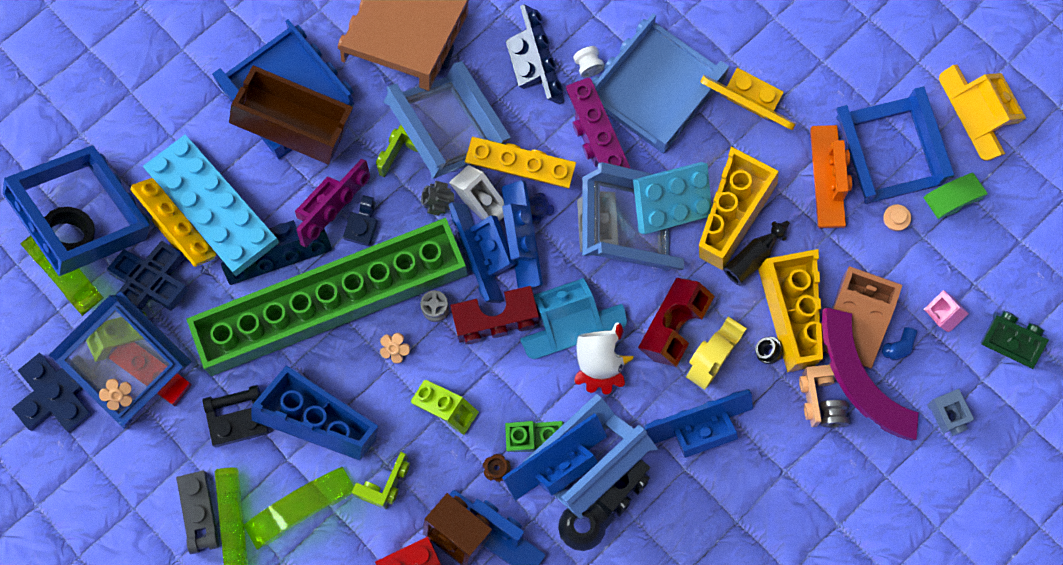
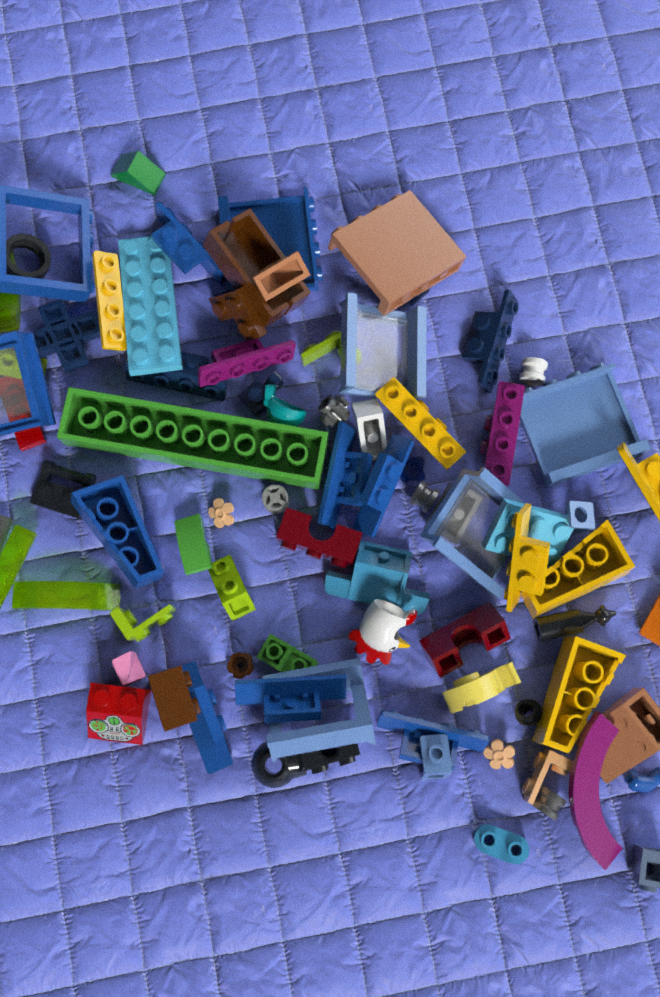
camera: 30 degrees right, 5 degrees up
(120, 95) = (138, 172): none -> green slope
(206, 136) = (180, 245): none -> blue bracket
(294, 157) = (238, 305): none -> reddish brown plate
(318, 106) = (280, 275): none -> nougat slope
(386, 389) = (192, 544): none -> bright green slope
(390, 226) = (281, 411): none -> teal piece
(398, 532) = (128, 668): none -> bright pink slope
(563, 224) = (424, 496): none -> flat silver wheel
(688, 220) = (528, 562): none -> yellow bracket
(707, 158) = (580, 516): none -> medium blue bracket
(716, 436) = (435, 757): none -> medium blue bracket
(768, 400) = (500, 755): none -> light nougat plant
(817, 474) = (501, 844): none -> dark azure plate

